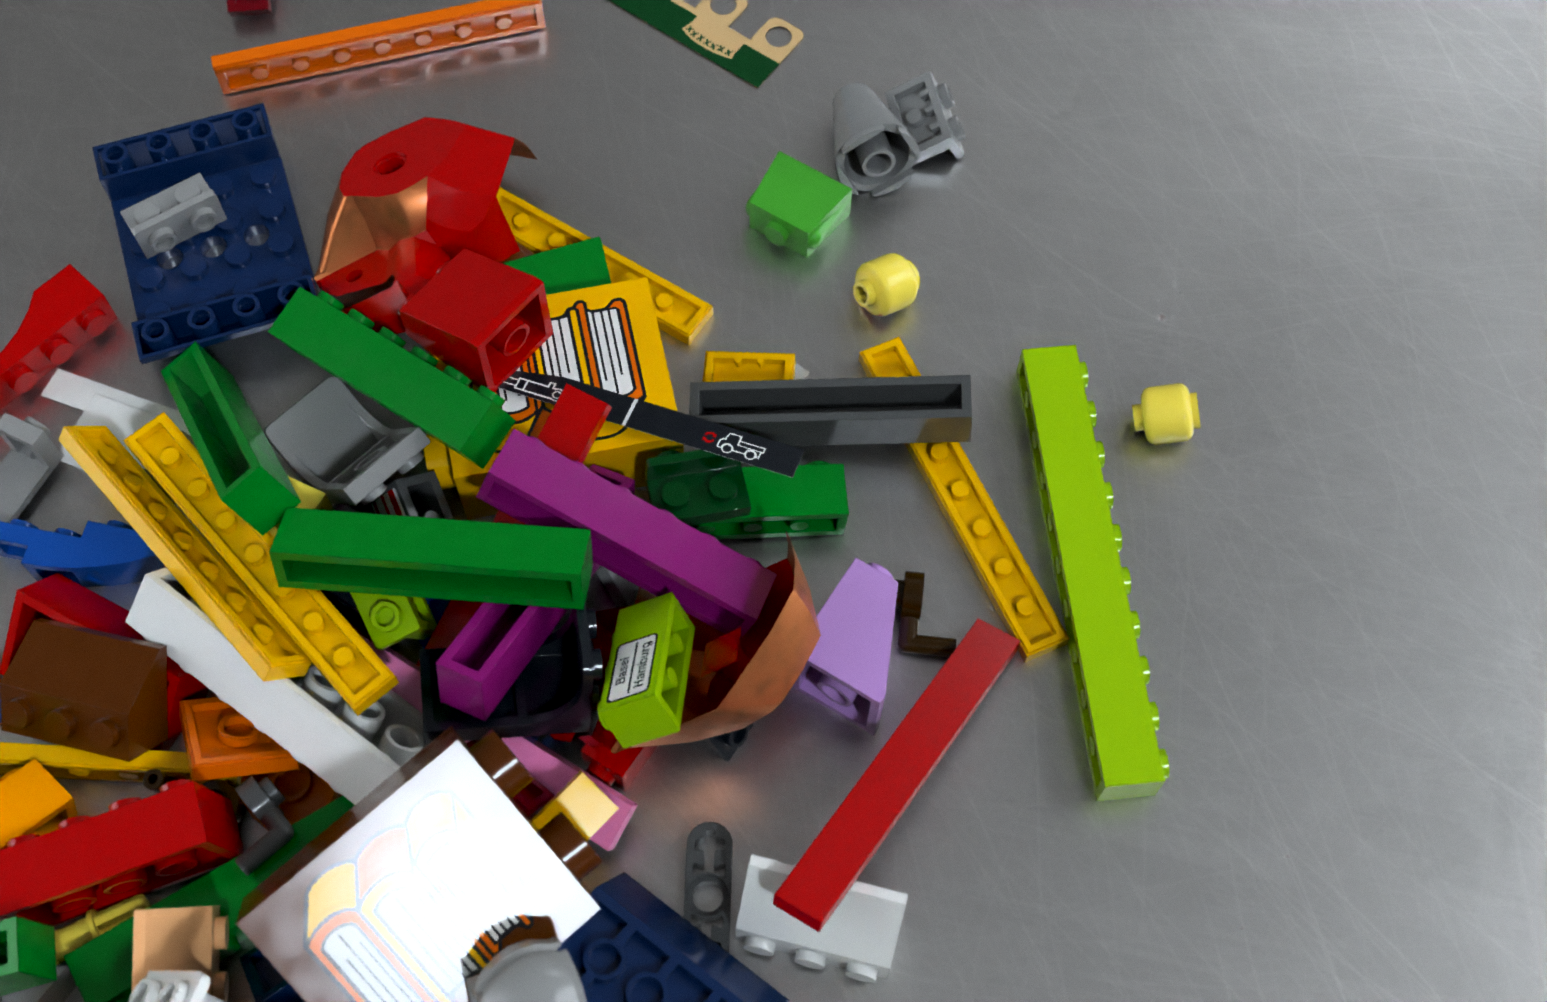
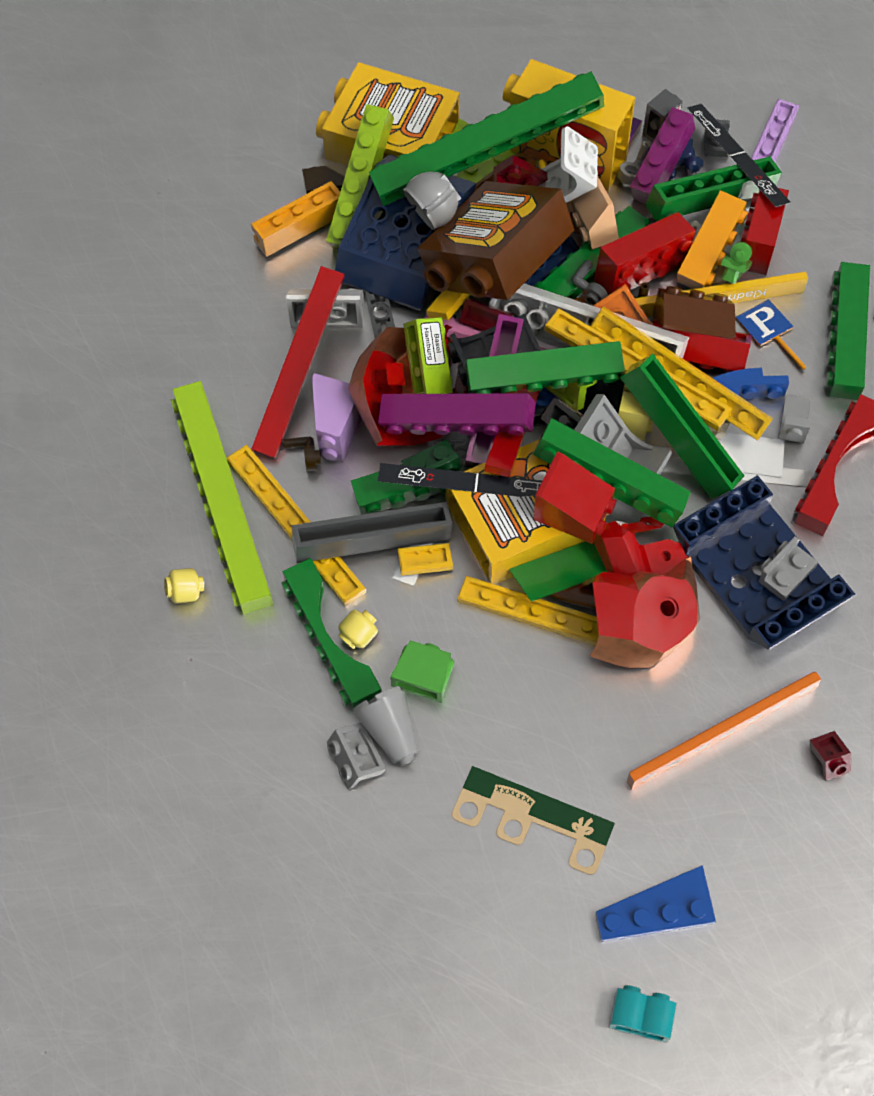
camera: 170 degrees right, 0 degrees up
(907, 218) = (354, 678): none -> green arch

